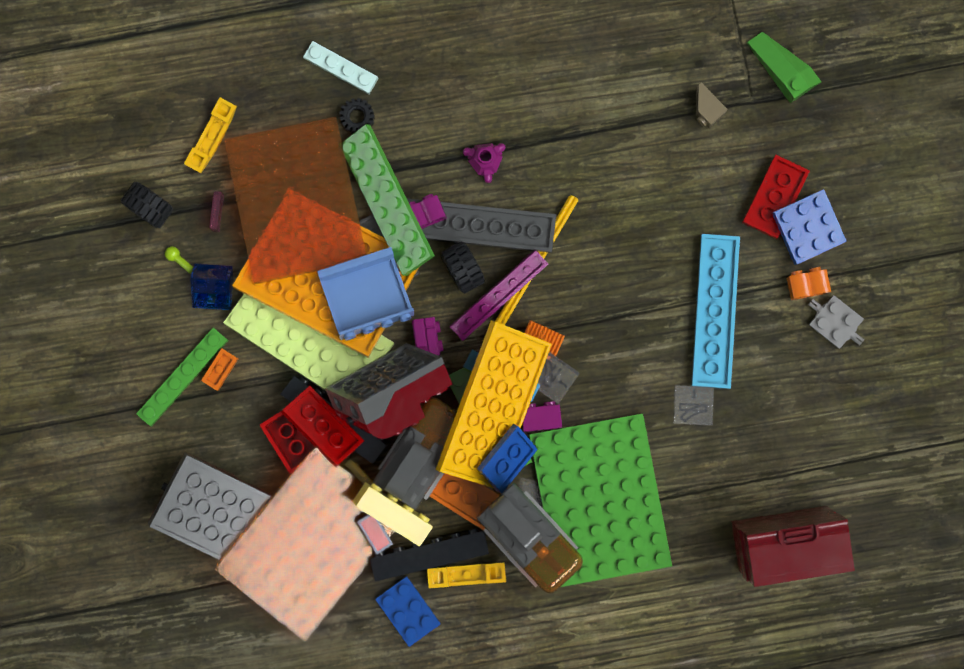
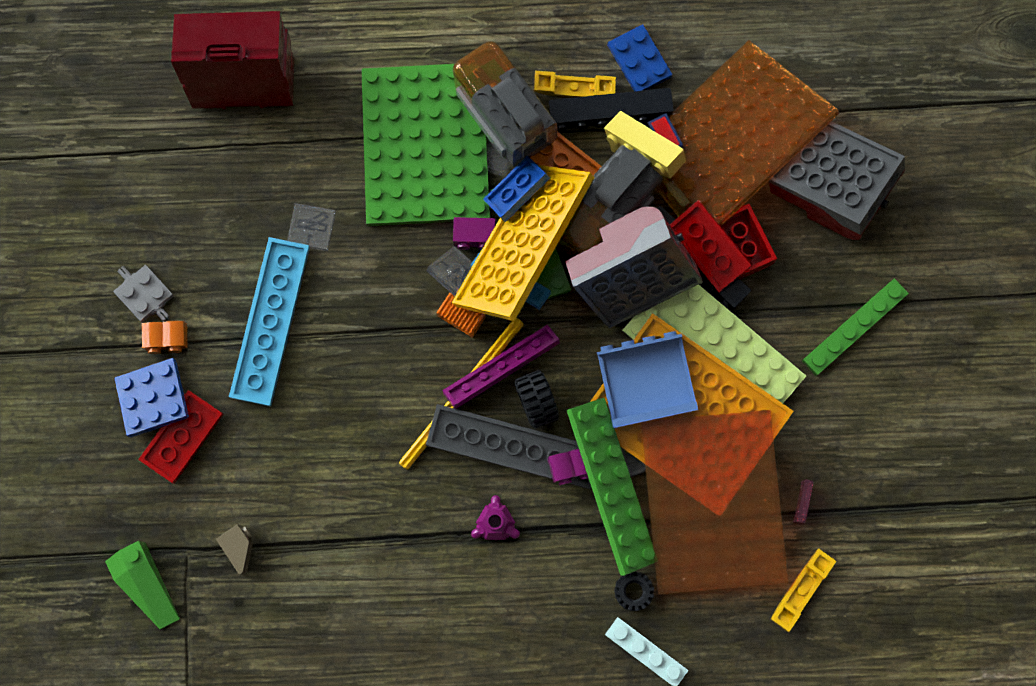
camera: 170 degrees left, 5 degrees down
(147, 204) = (882, 515): black tyre -> none
(173, 254) = (855, 462): lime bar -> none
(212, 286) = (815, 419): clear blue slope -> none
(219, 369) = (814, 328): orange plate -> none
(426, 335) = (586, 332): magenta brick -> none

